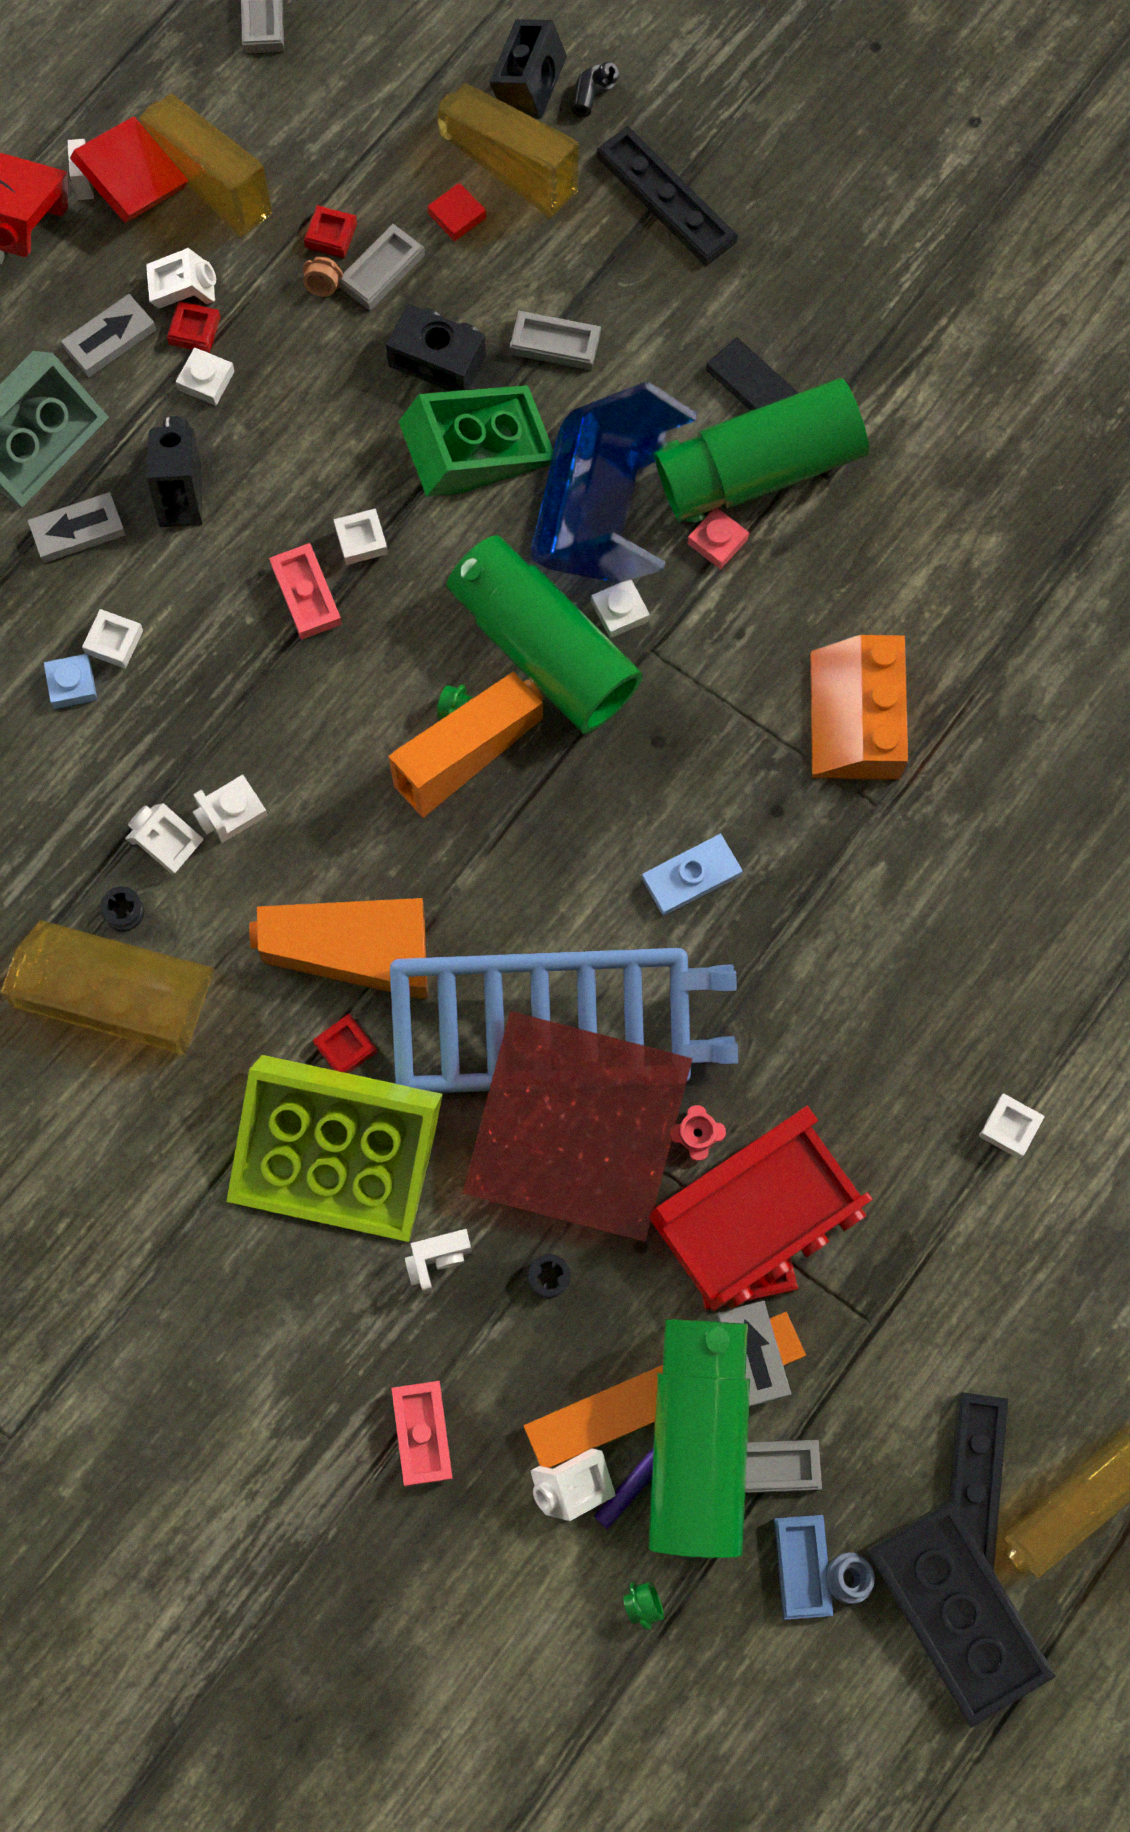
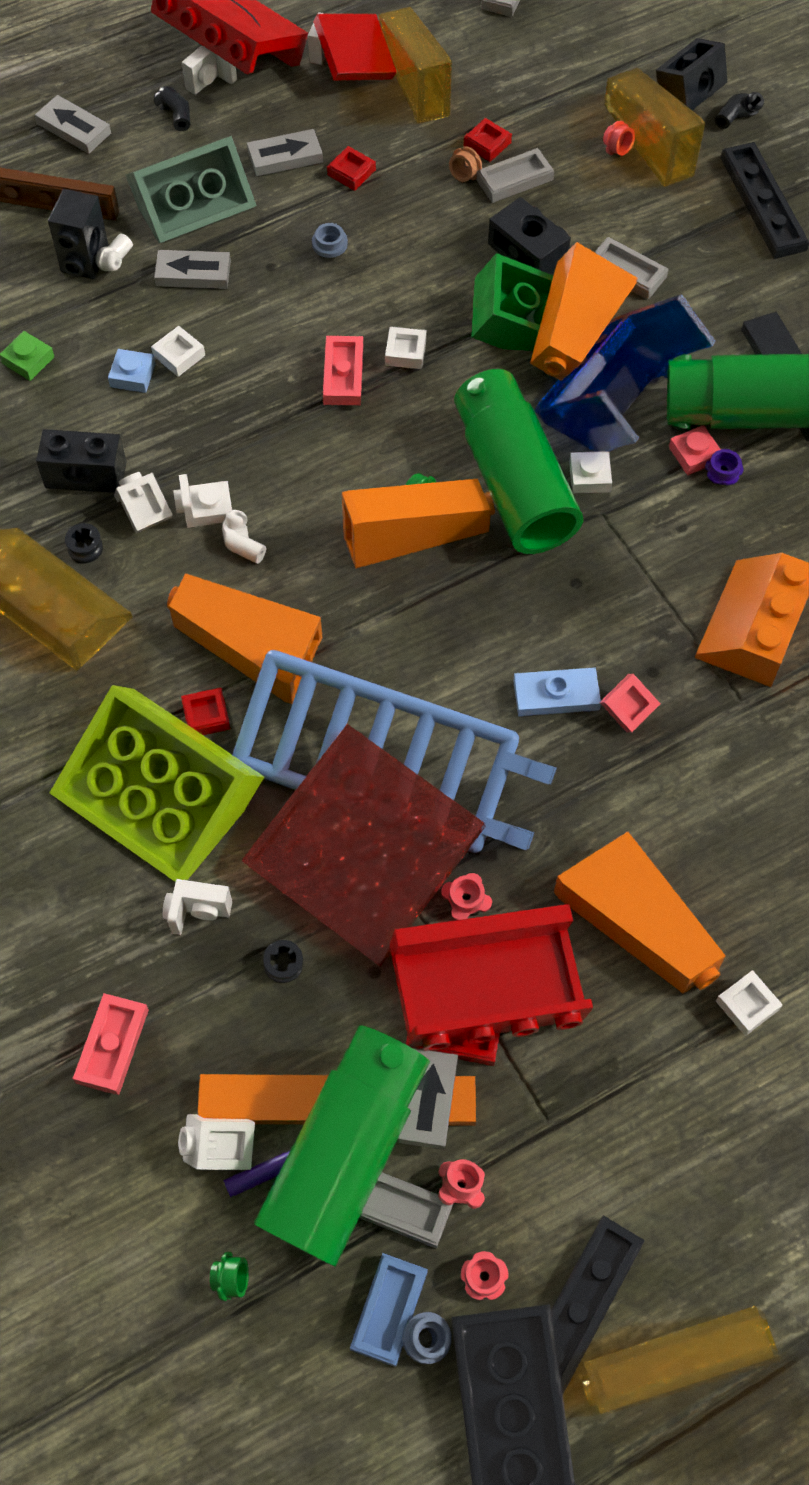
camera: 25 degrees right, 10 degrees down
(75, 816) = (81, 460): none -> black brick
(172, 457) = (285, 243): black torso -> none
(179, 278) = (357, 128): white bracket -> none
(205, 376) = (342, 202): white plate -> none
(211, 423) = (329, 240): none -> sand blue plate
(284, 836) = (237, 538): none -> white arm
(456, 212) = (591, 157): red tile -> none
(478, 177) = (619, 138): none -> coral plate
(532, 424) = (578, 309): none -> orange slope
(757, 538) = (726, 460): none -> dark purple plate
(771, 859) = (630, 703): none -> coral plate
(824, 1409) = (461, 1172): none -> coral plate
(876, 1079) = (642, 913): none -> orange slope
(886, 1488) = (487, 1263): none -> coral plate

